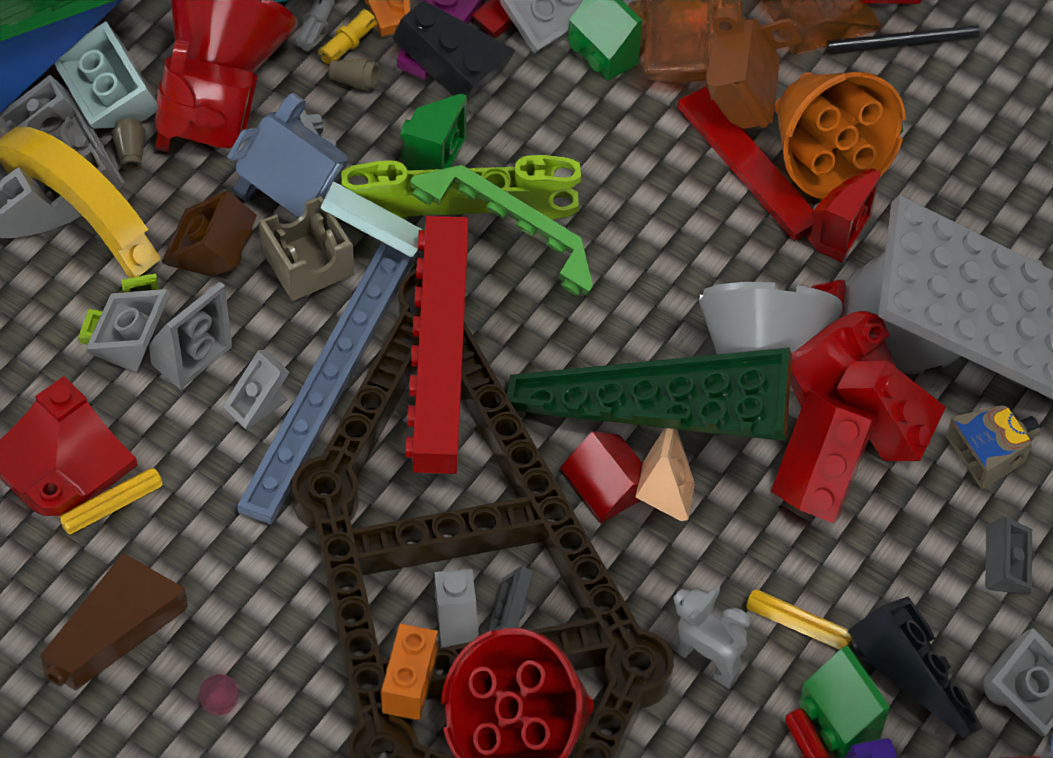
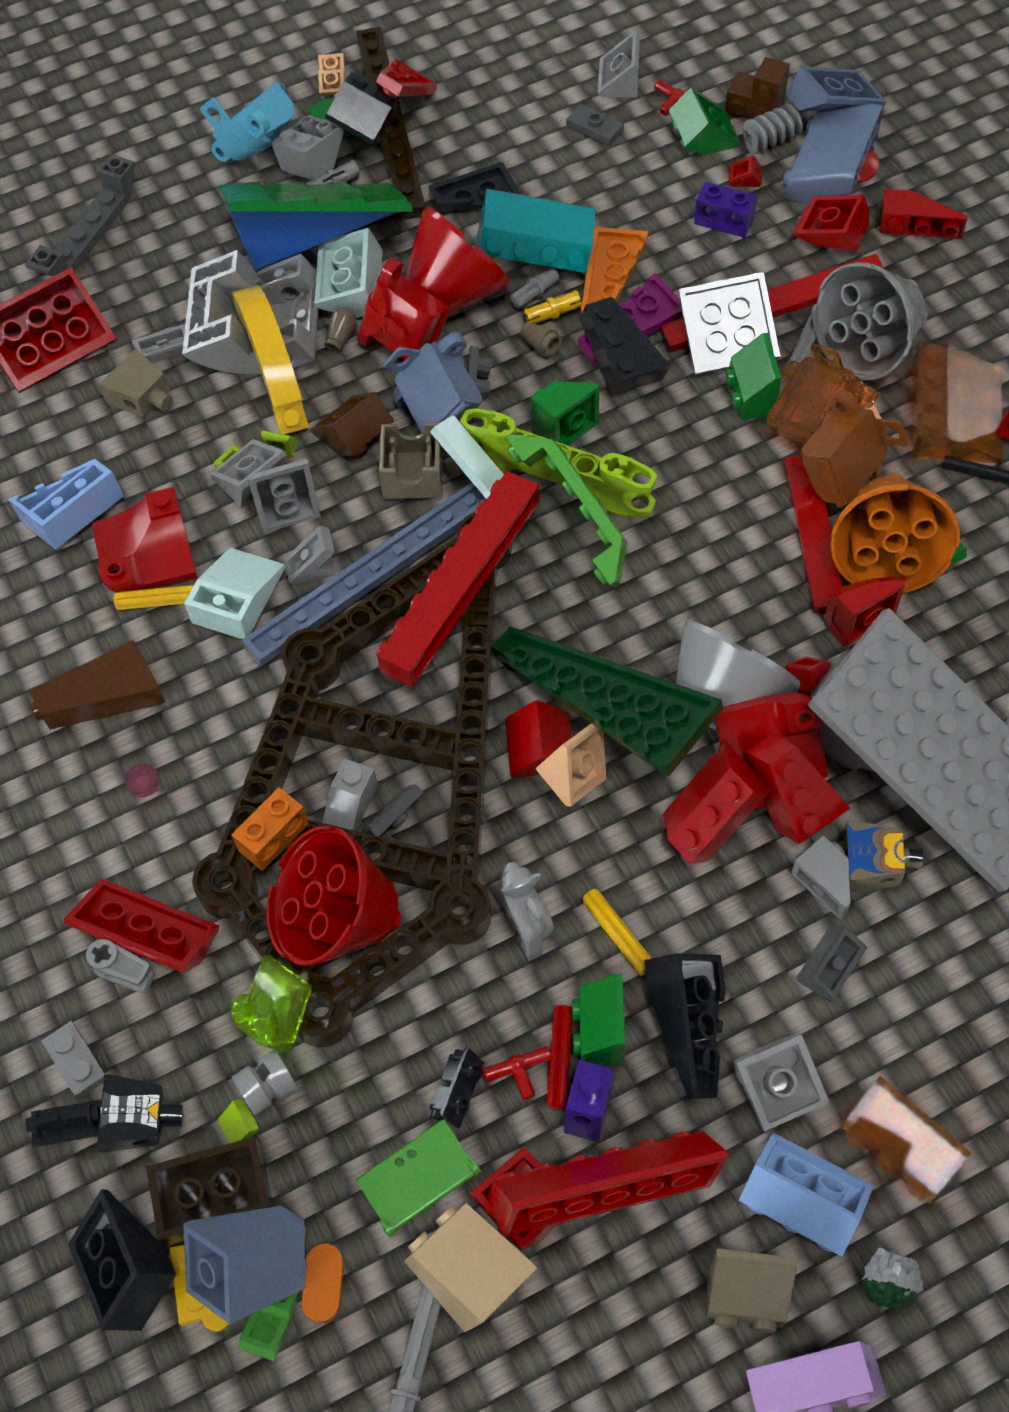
camera: 35 degrees right, 5 degrees up
(197, 461) = (233, 593): none -> light aqua slope
(961, 480) = (825, 874): none -> light grey slope

